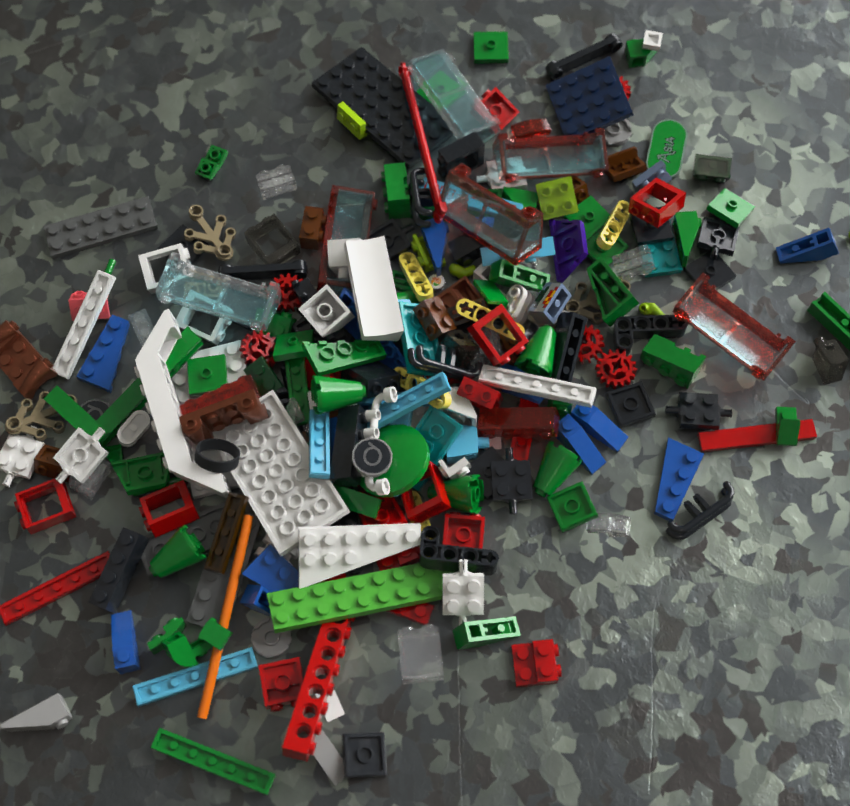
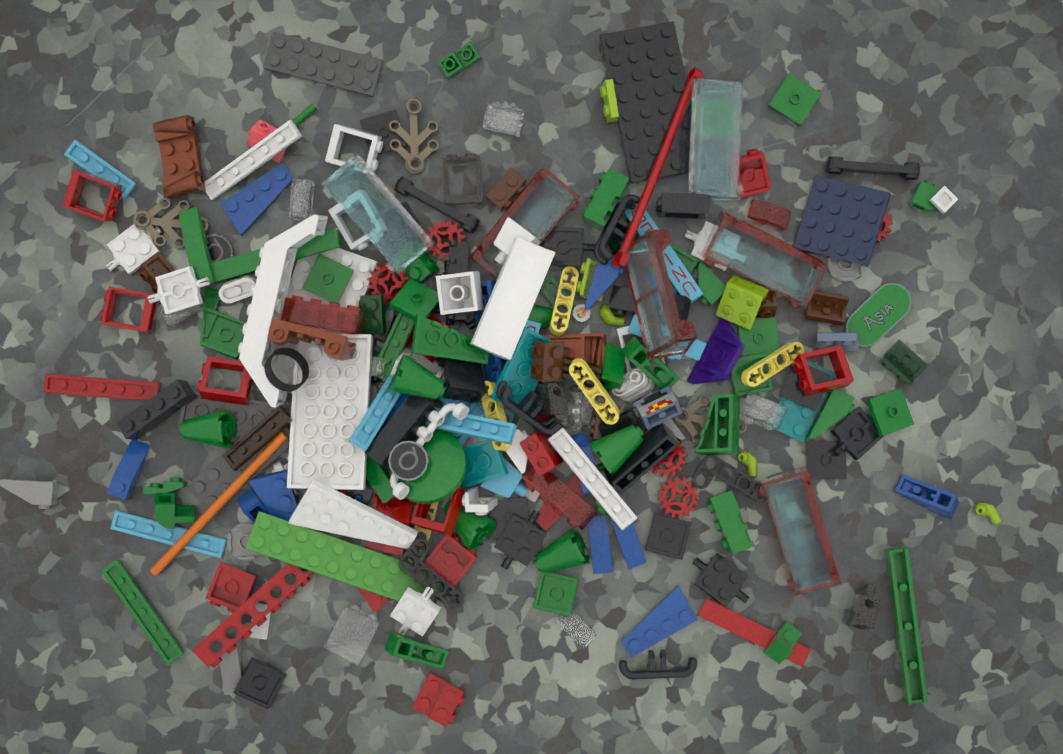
camera: 35 degrees right, 20 degrees up
(214, 634) = (199, 516): green tile -> none
(485, 344) = (588, 396): red window -> none

